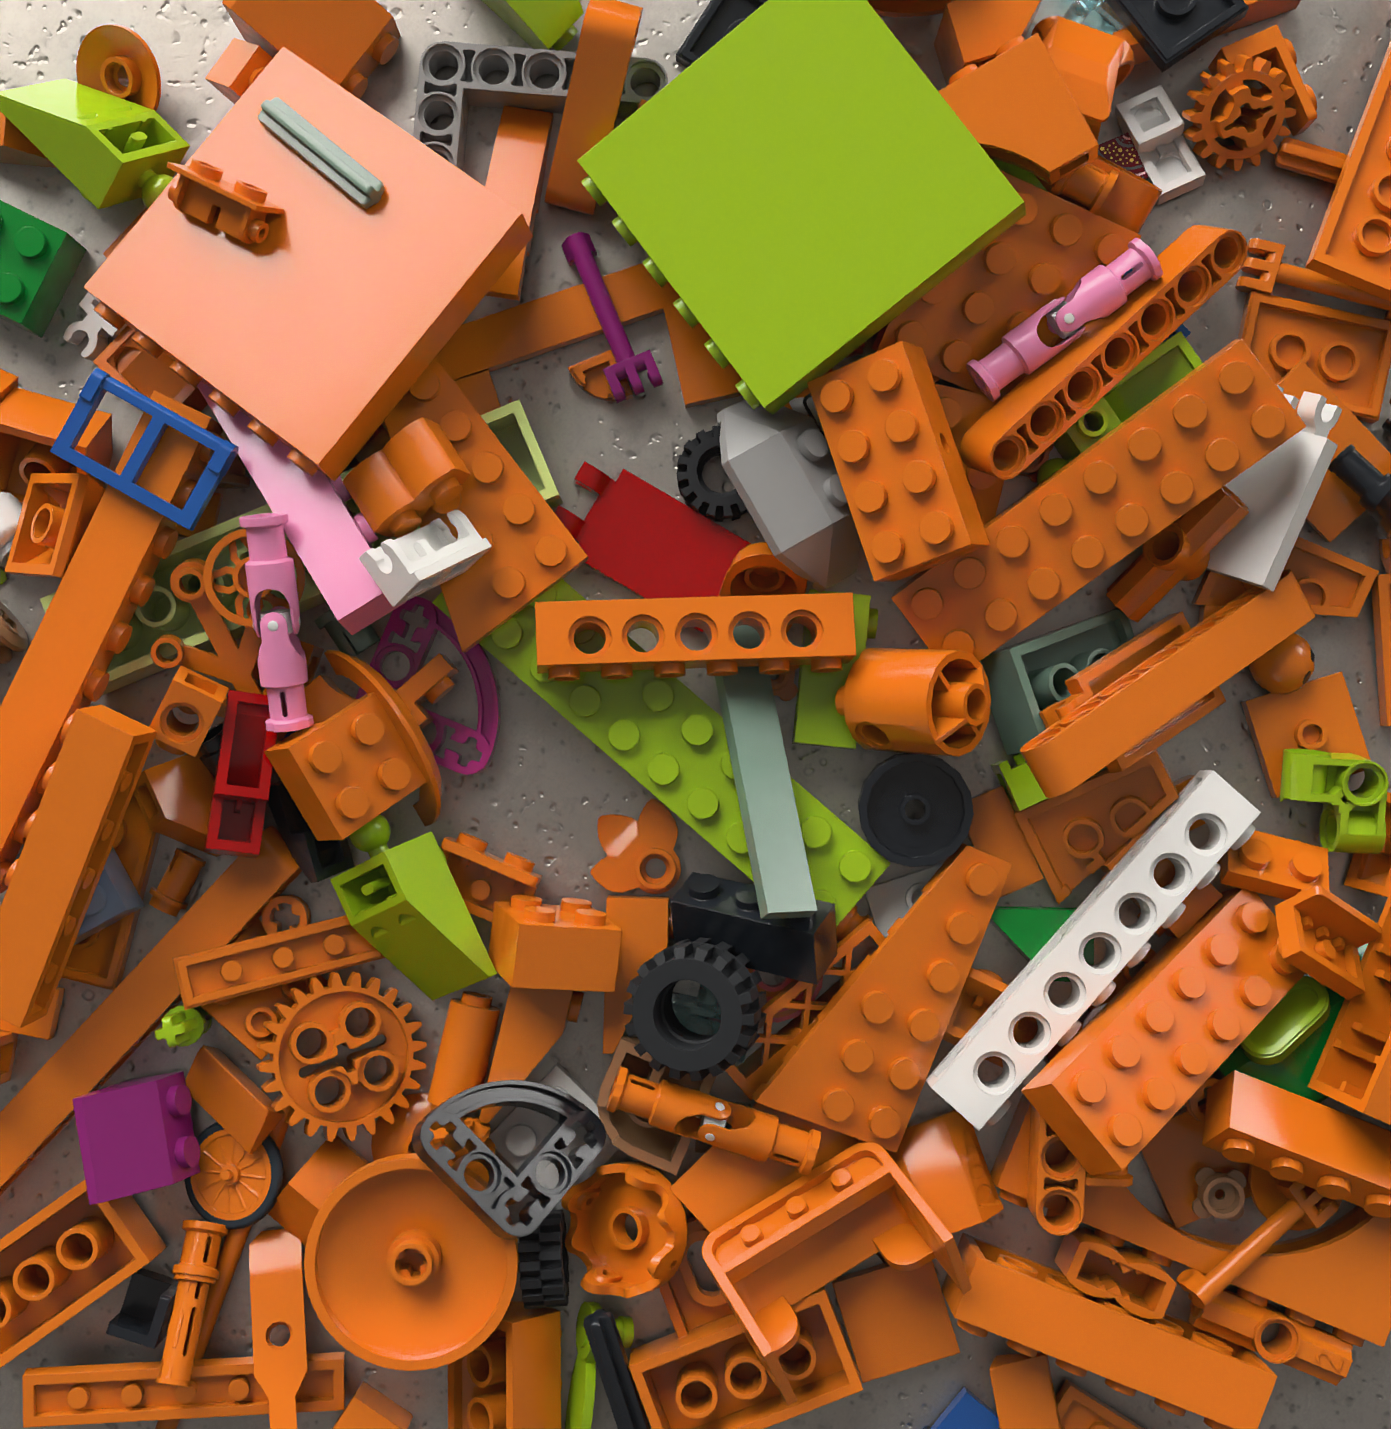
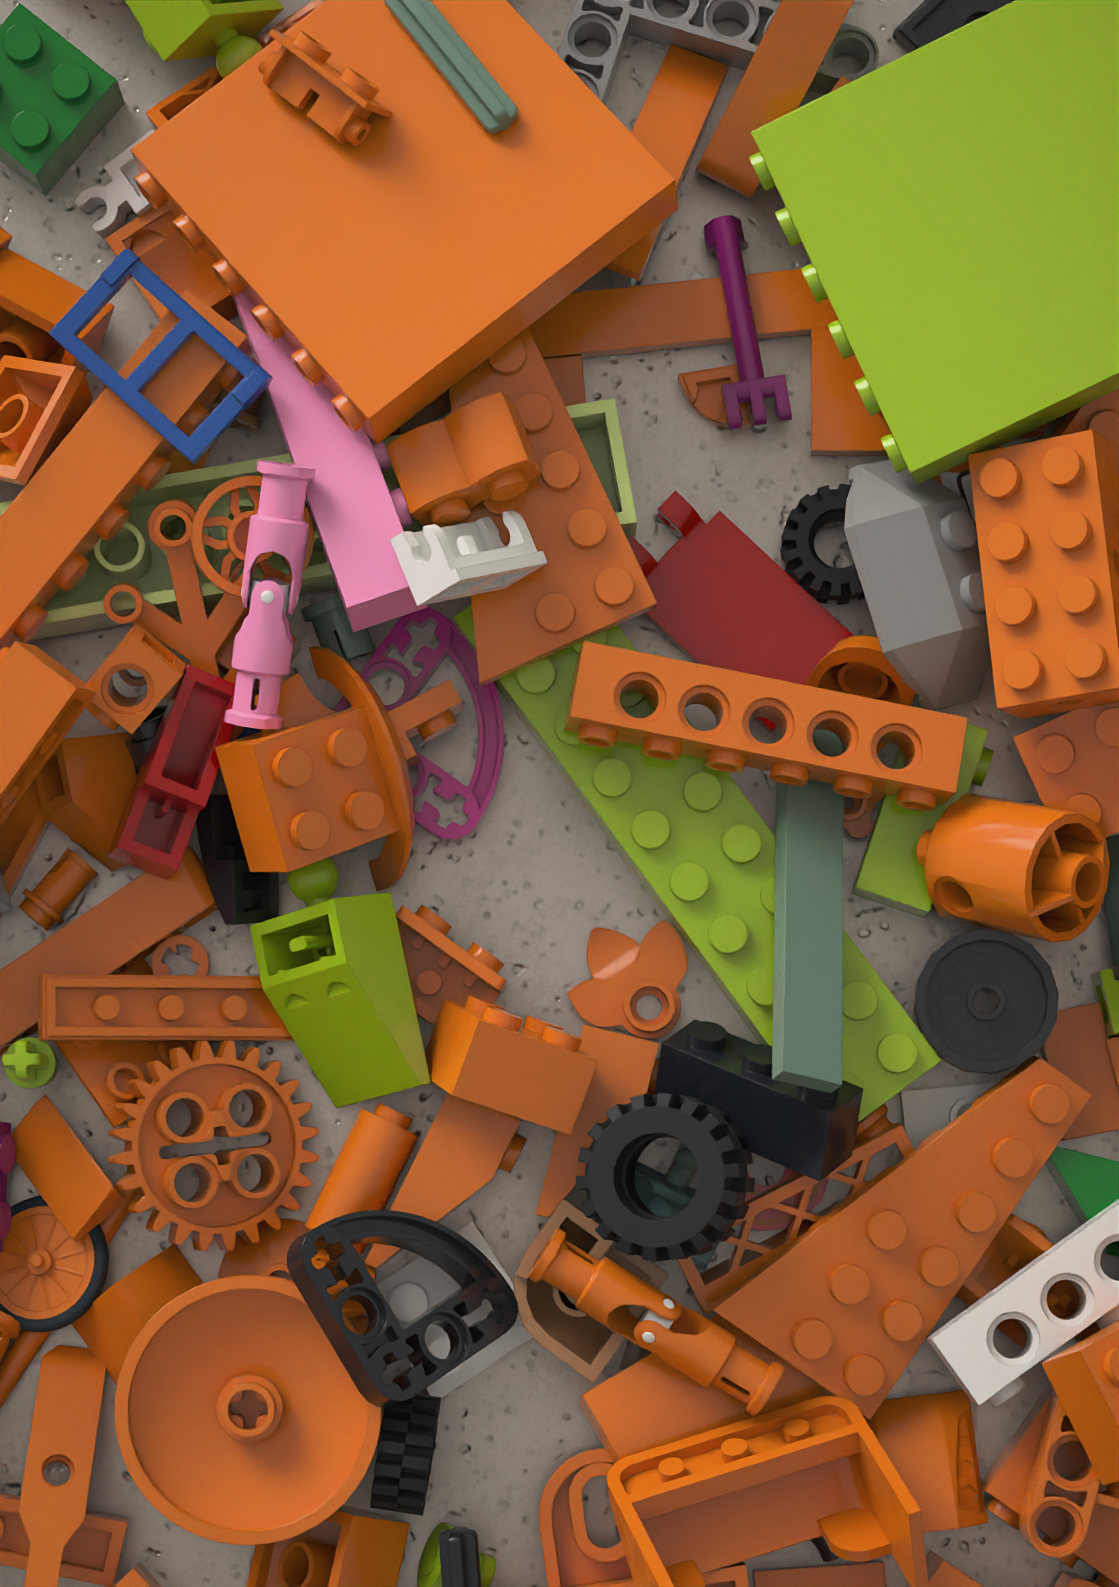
camera: 10 degrees right, 5 degrees down
(599, 1233) = (480, 1430): orange plate -> none

